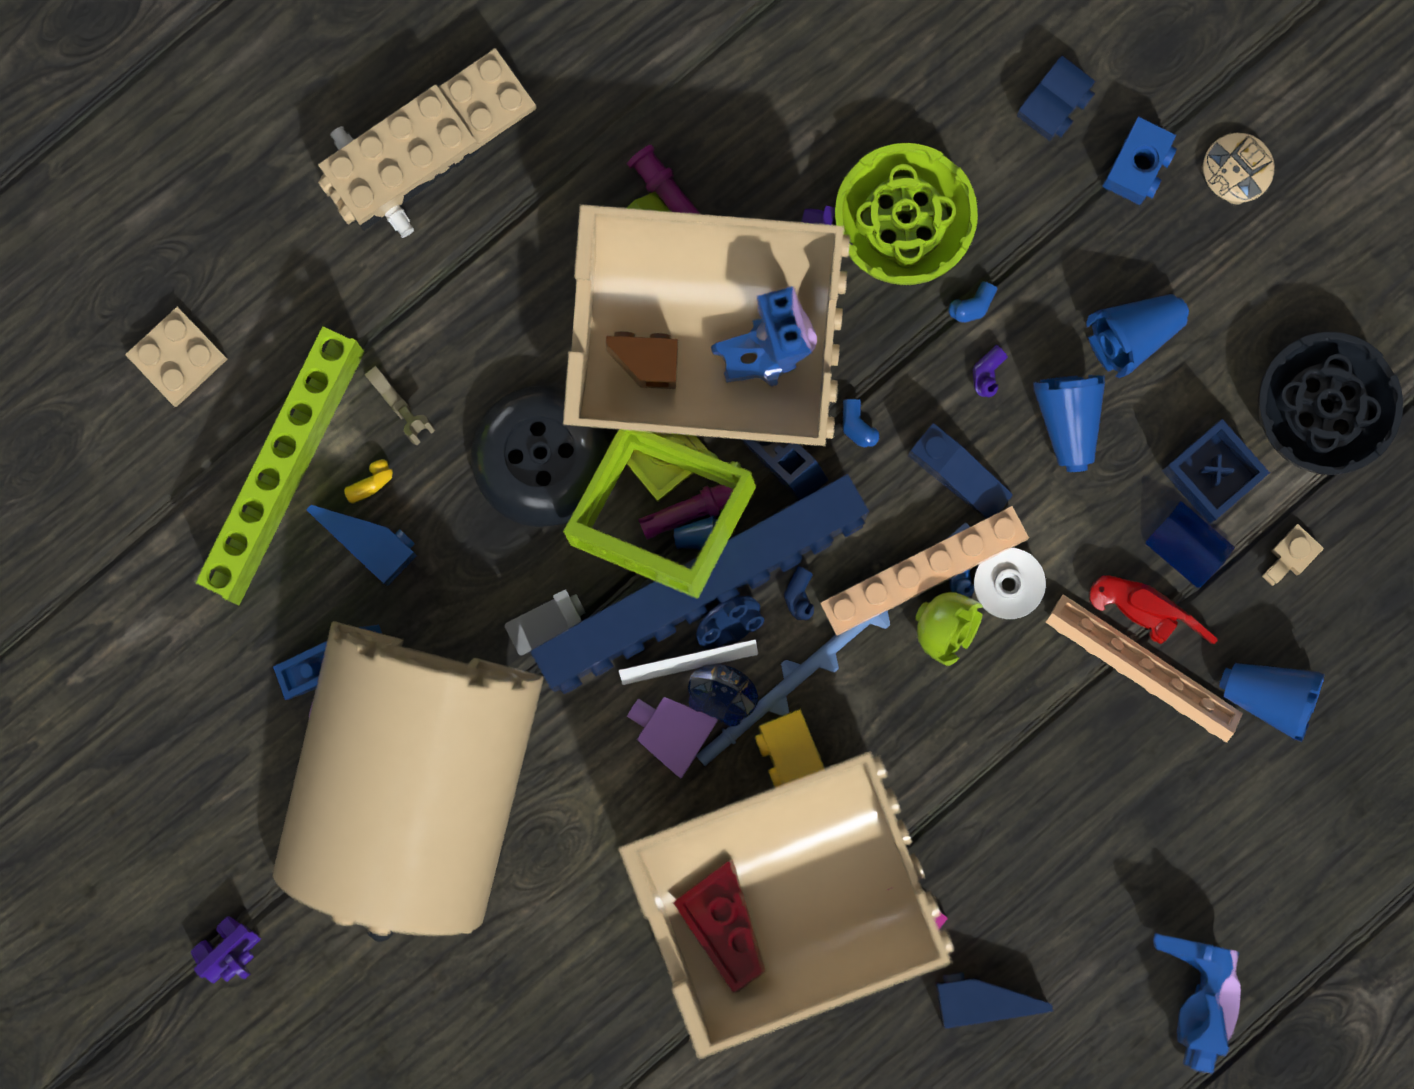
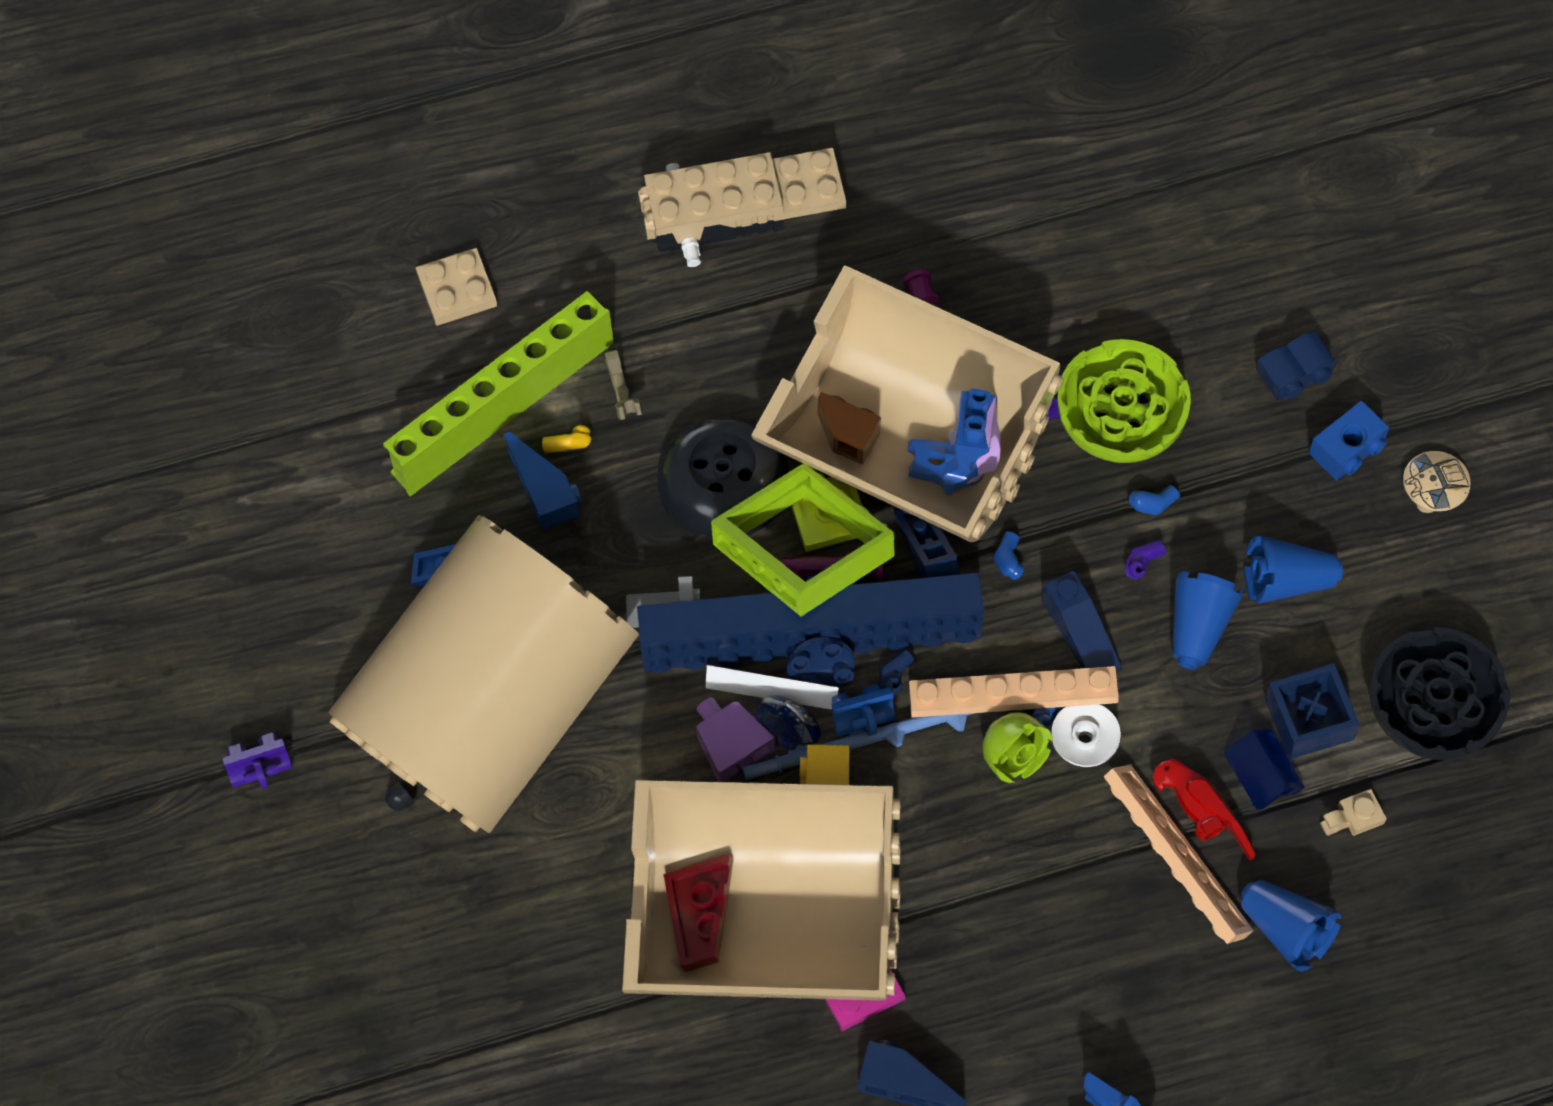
camera: 25 degrees right, 20 degrees down
(791, 653) = (863, 711): none -> blue hips

